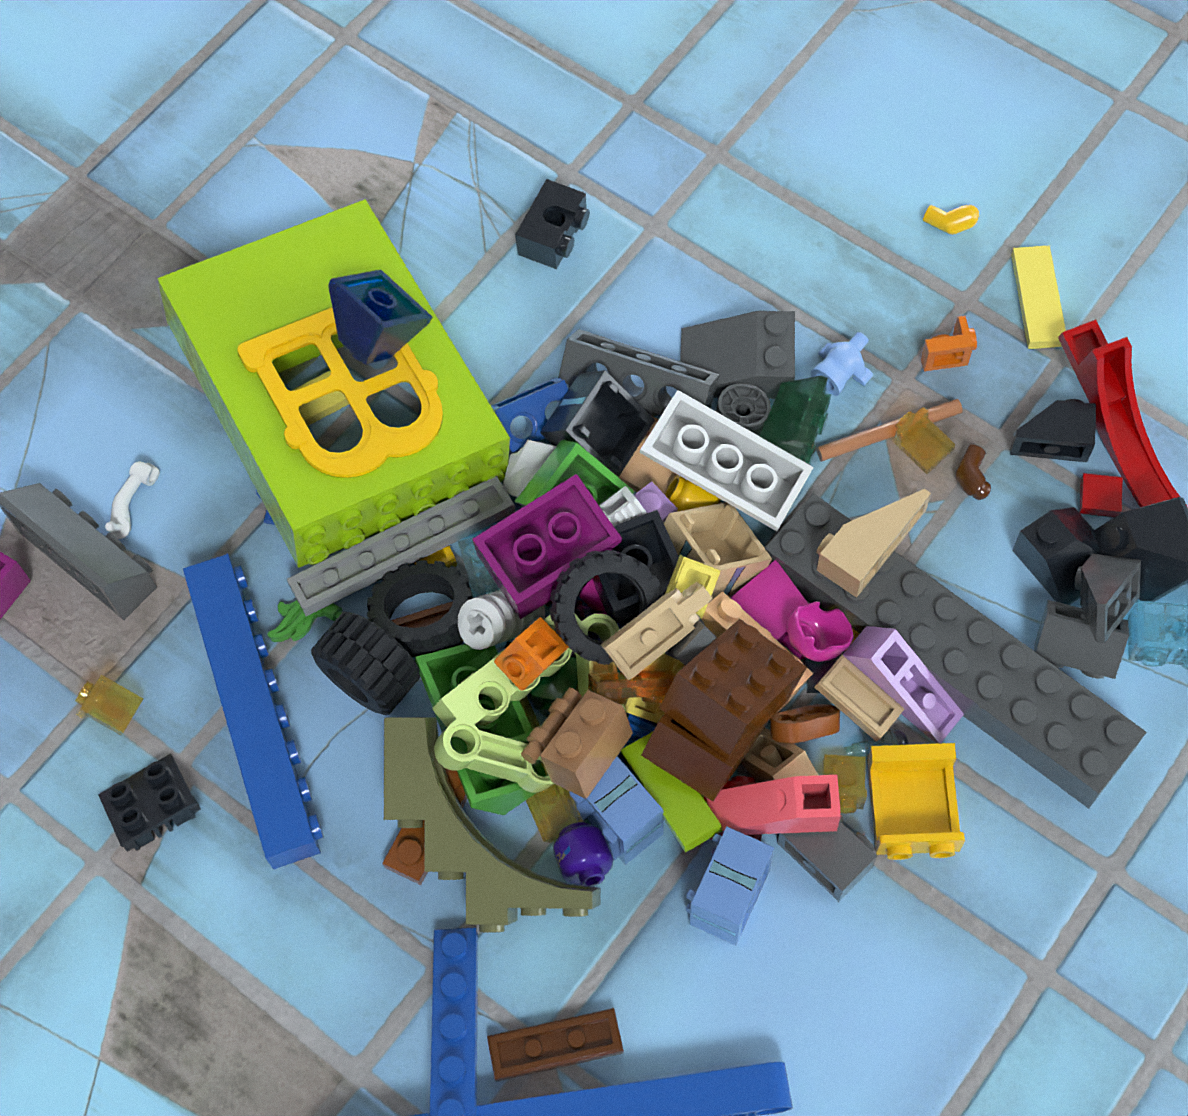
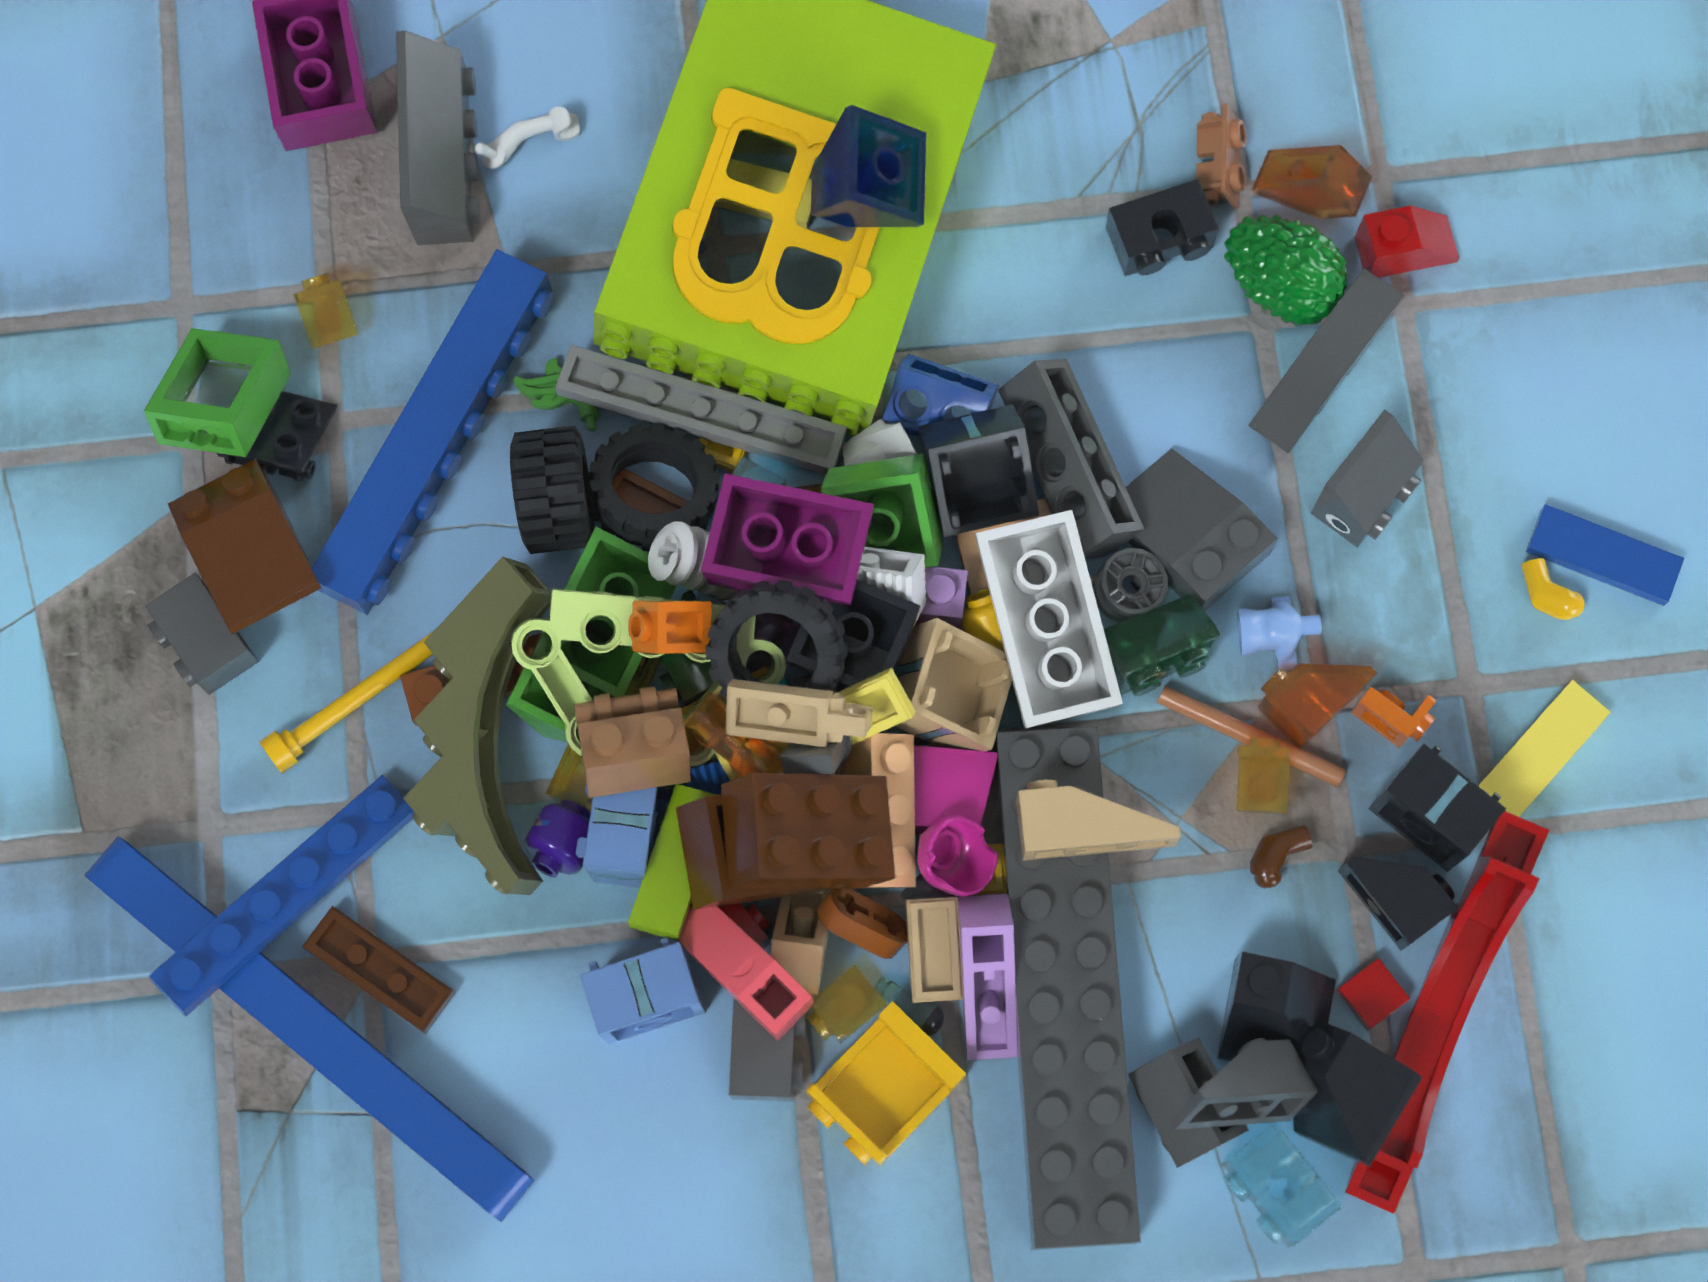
camera: 45 degrees right, 10 degrees up
(92, 808) = (219, 387): none -> bright green window
(206, 878) = (244, 546): none -> reddish brown slope
(230, 962) = (196, 631): none -> dark grey brick
(356, 974) = (287, 745): none -> yellow piece
(531, 155) = (1222, 140): none -> nougat hinge
(604, 131) = (1314, 180): none -> clear orange slope
(642, 182) = (1287, 268): none -> green piece
(683, 122) = (1404, 241): none -> red slope
(713, 211) = (1326, 360): none -> dark grey slope
(805, 245) = (1369, 482): none -> dark grey slope
(899, 379) = (1311, 697): none -> clear orange slope
(956, 177) = (1605, 555): none -> blue tile
(1028, 366) = (1437, 808): none -> black container

